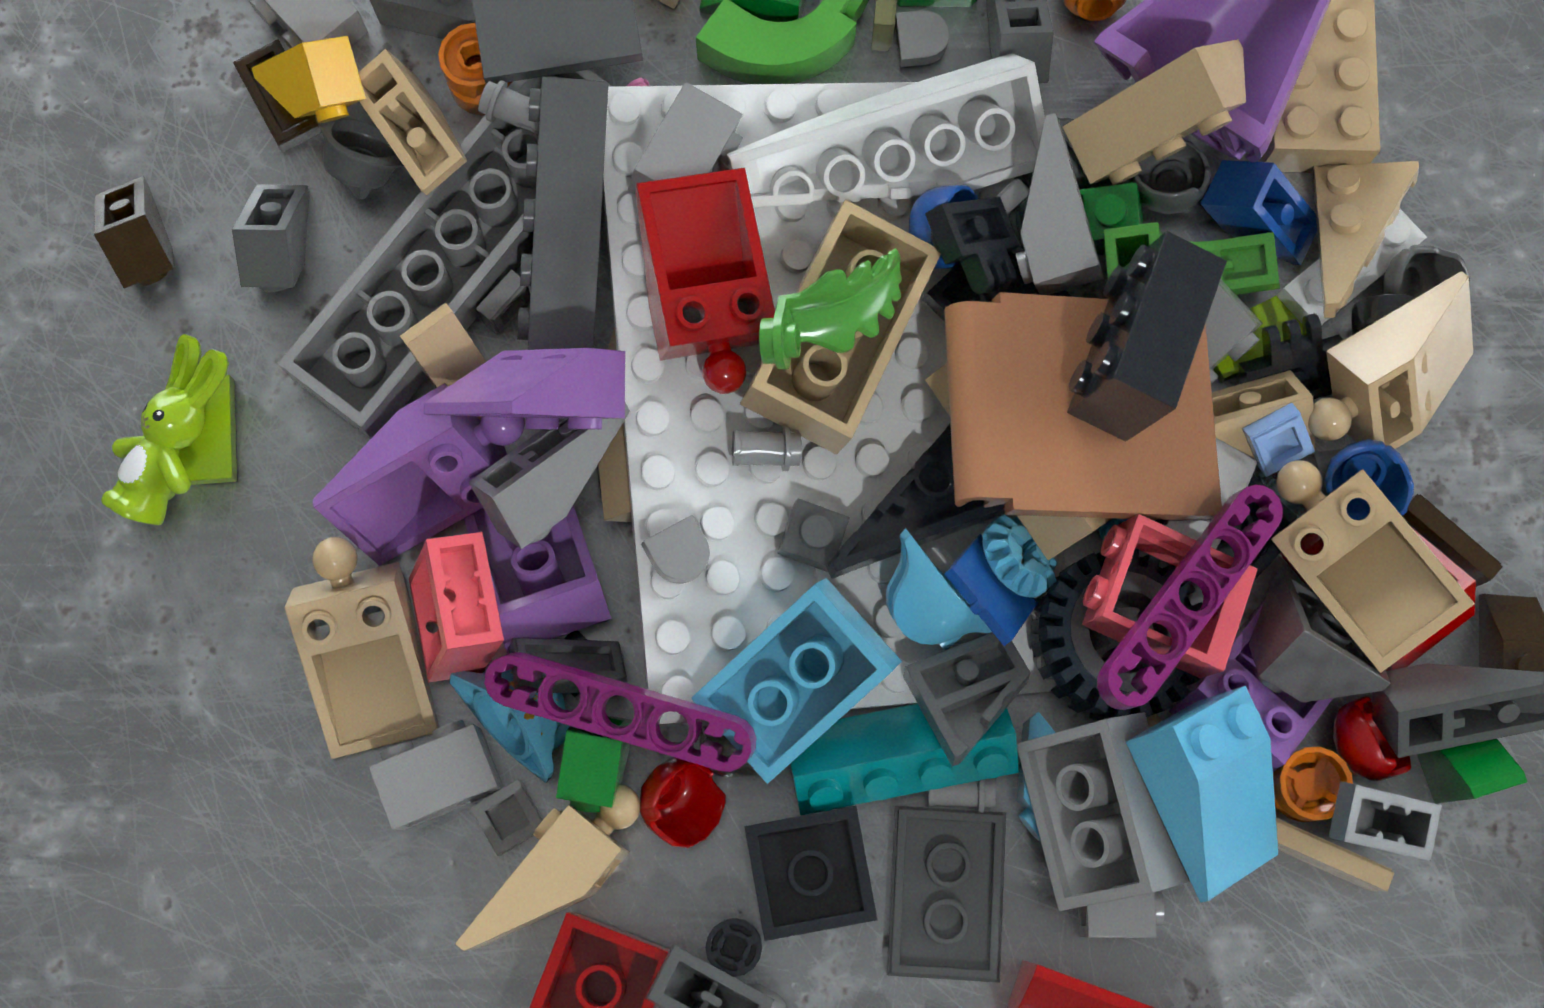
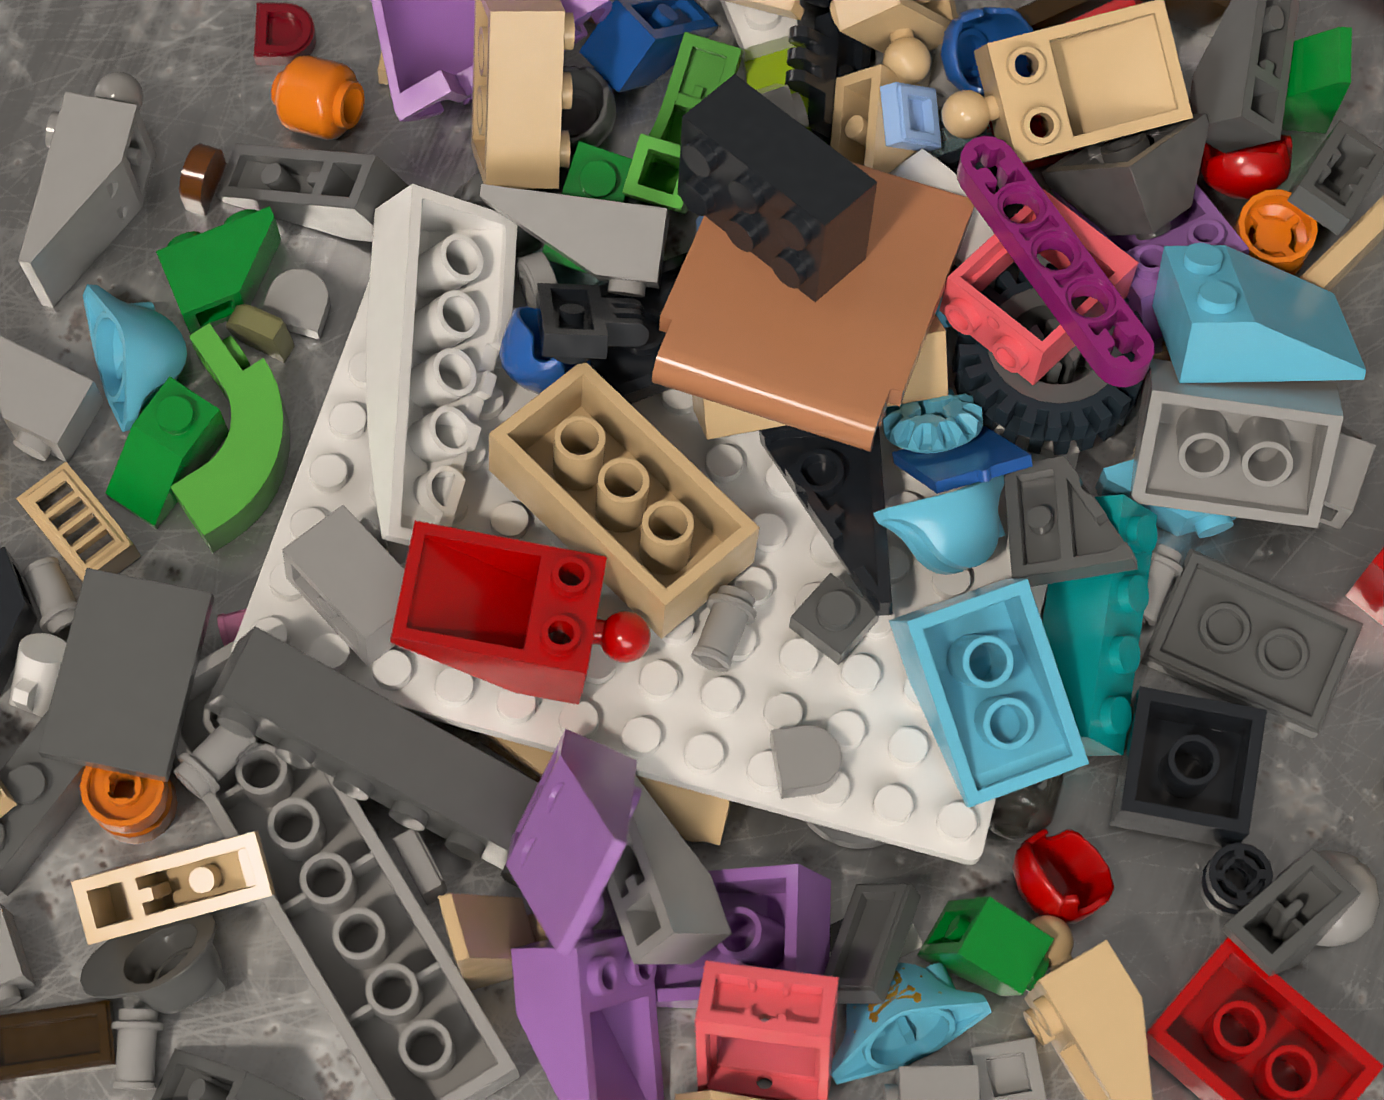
camera: 70 degrees left, 5 degrees down
(293, 156) = (136, 1048): none -> light grey pin
(313, 79) = (71, 979): yellow slope -> none
(592, 715) = (925, 902): magenta beam -> none
(832, 311) = (621, 491): bright green plant -> none

